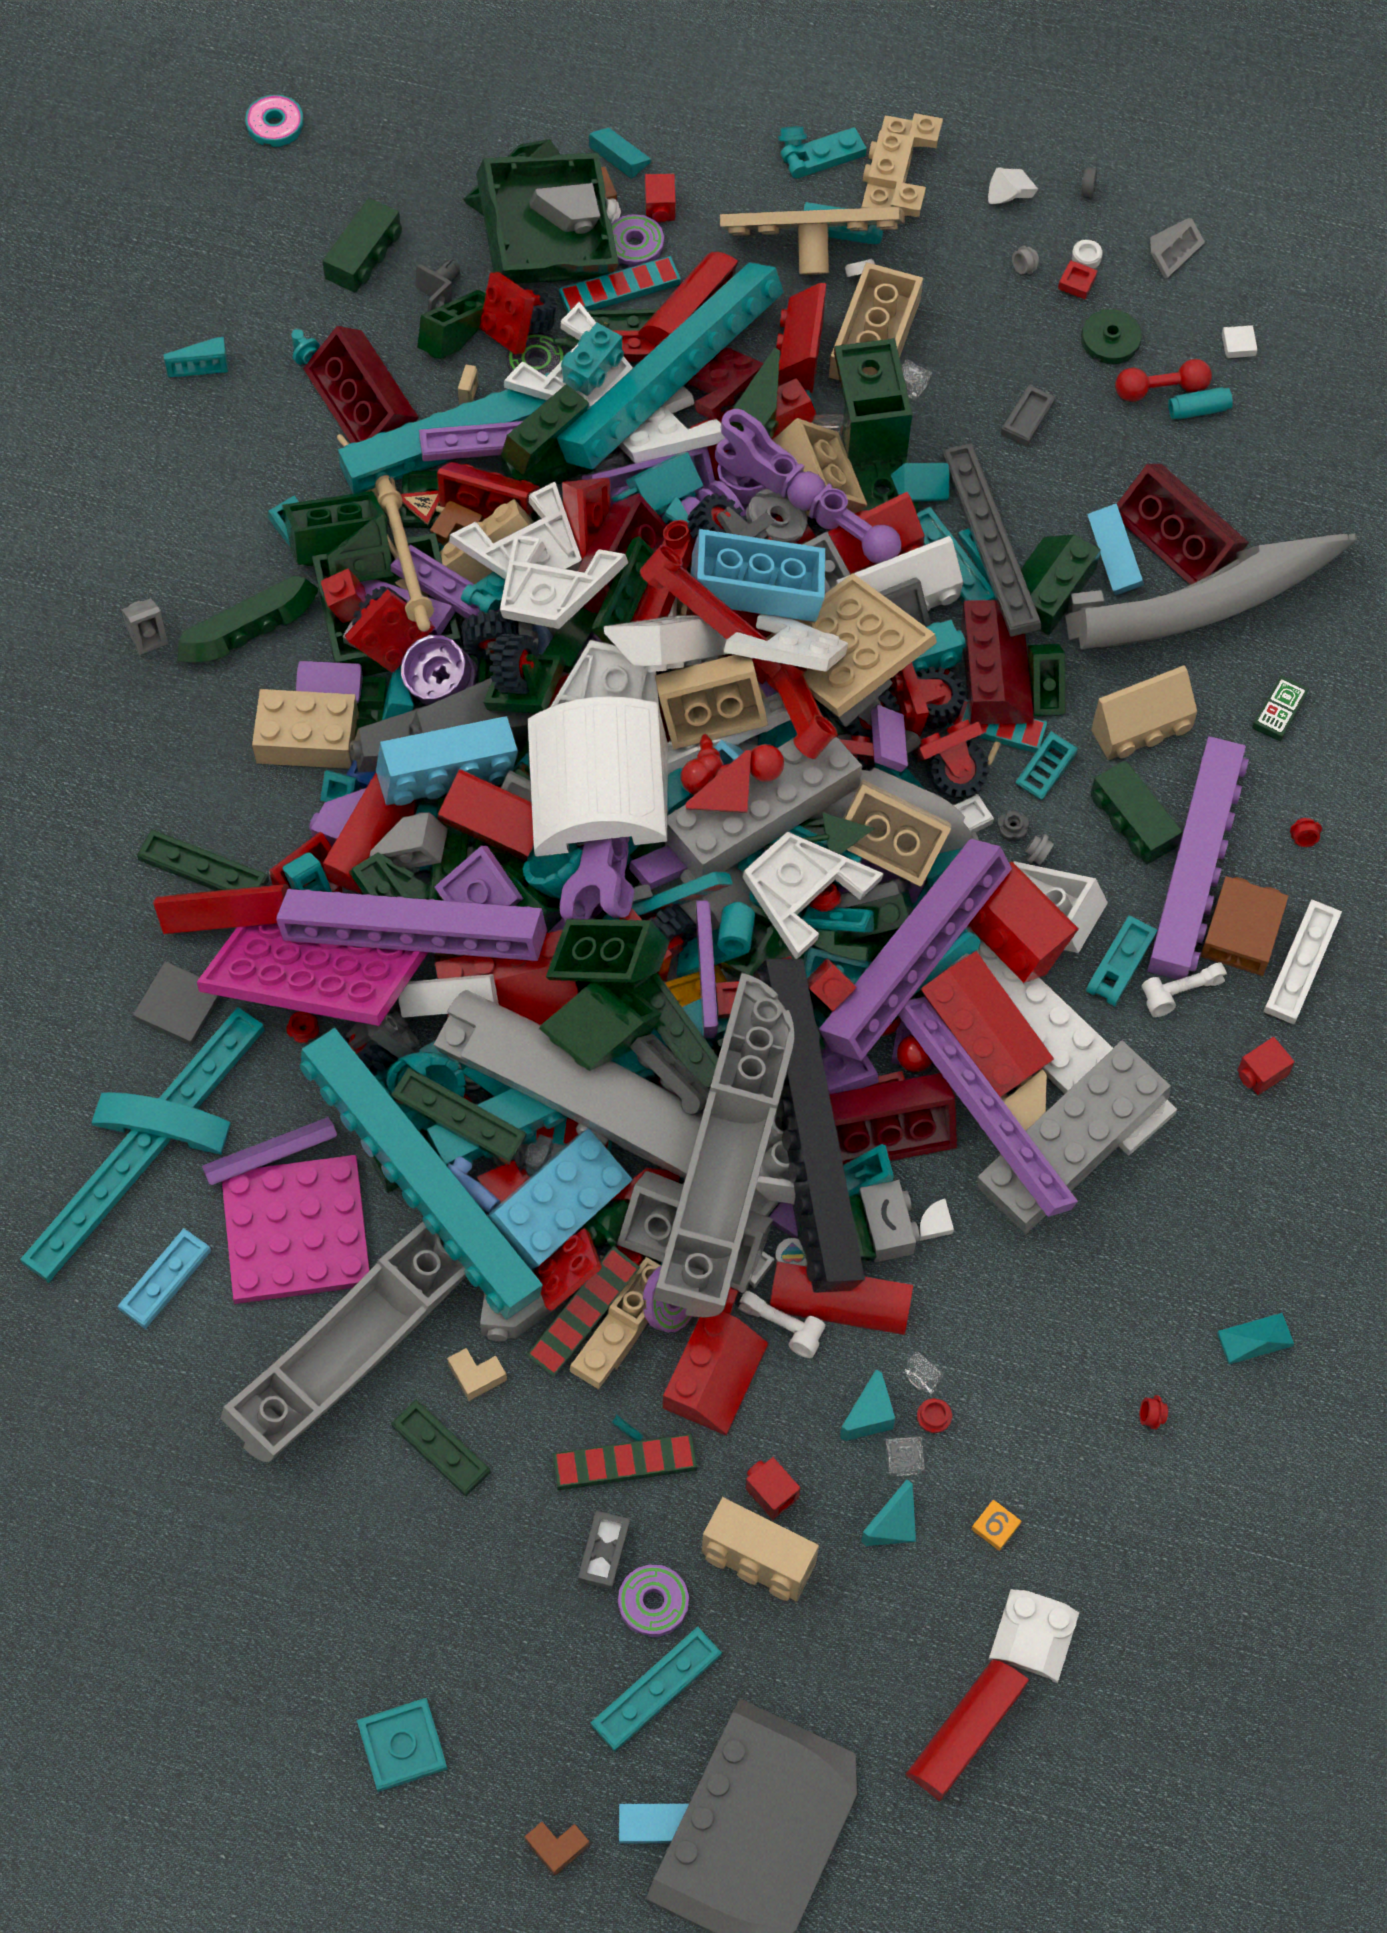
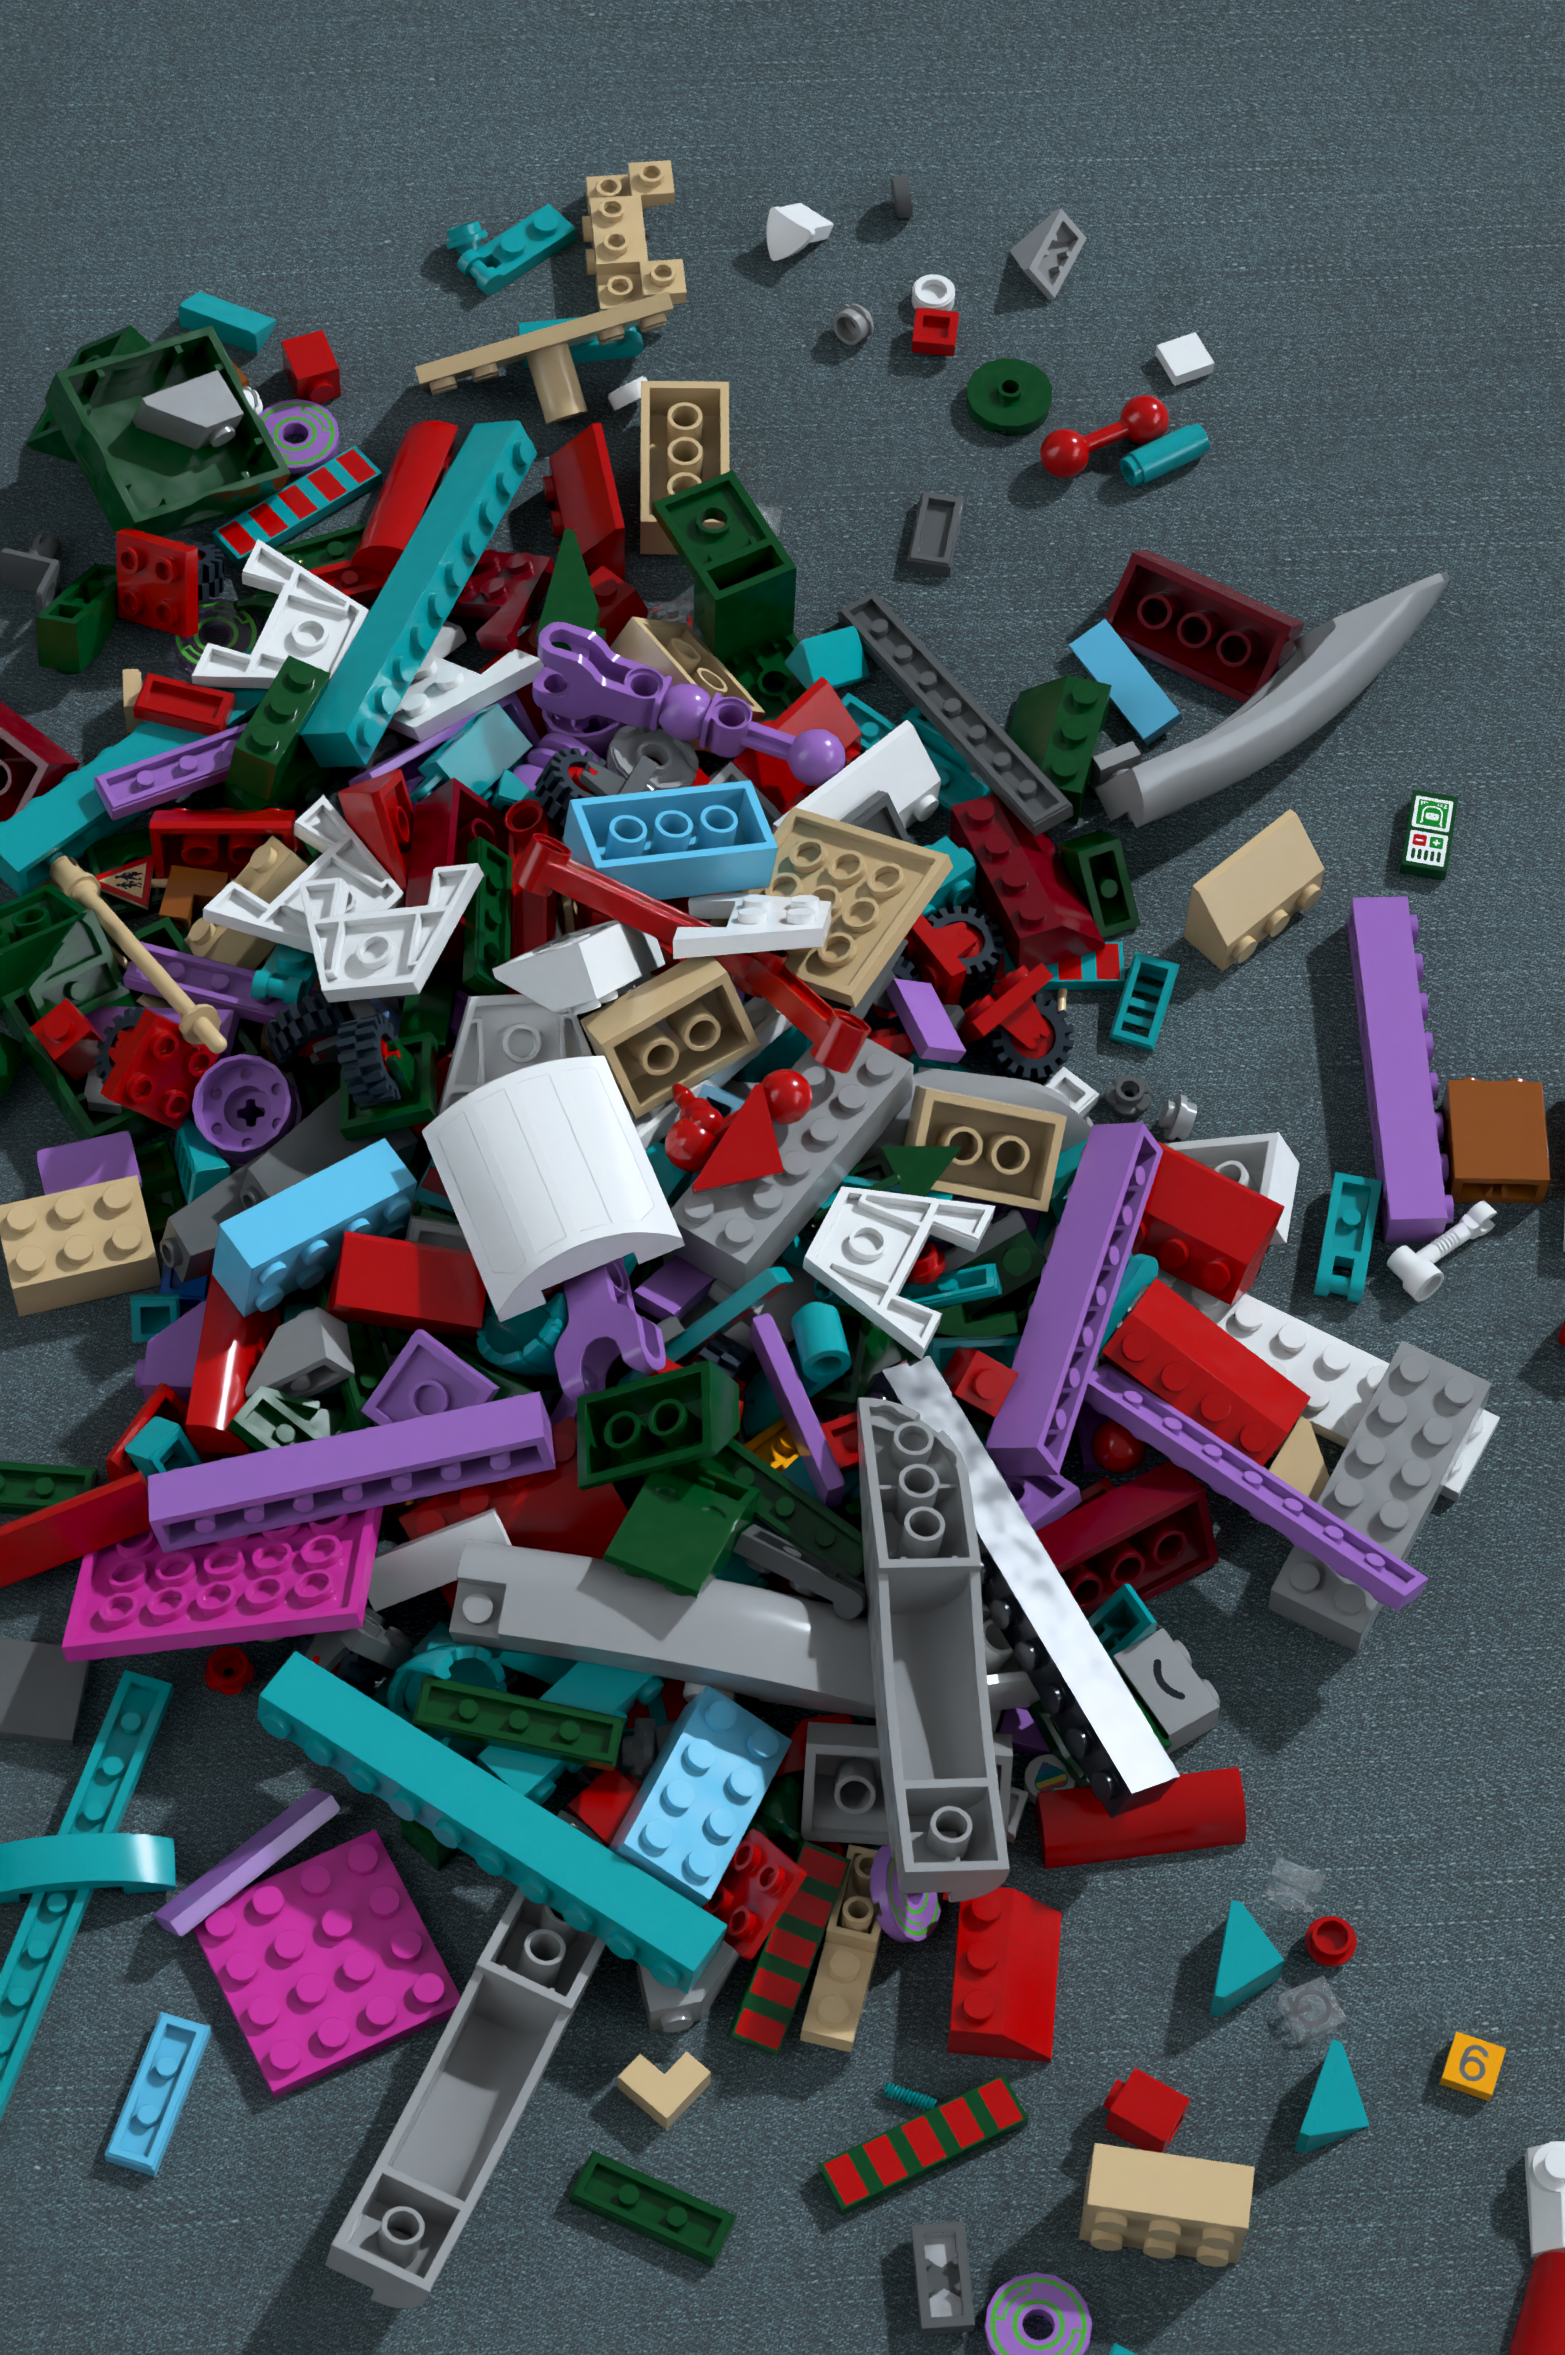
camera: 20 degrees left, 5 degrees down
(481, 1195) = (547, 1796): medium blue arm -> none
(494, 398) = (184, 705): none -> red tile
(592, 359) = (310, 611): teal brick -> none
(805, 1333) = (1111, 1883): white brick -> none
(936, 1221) = (1231, 1670): white tile -> none
(1135, 812) = (1290, 1030): dark green brick -> none
(1306, 832) = (1527, 991): red plate -> none

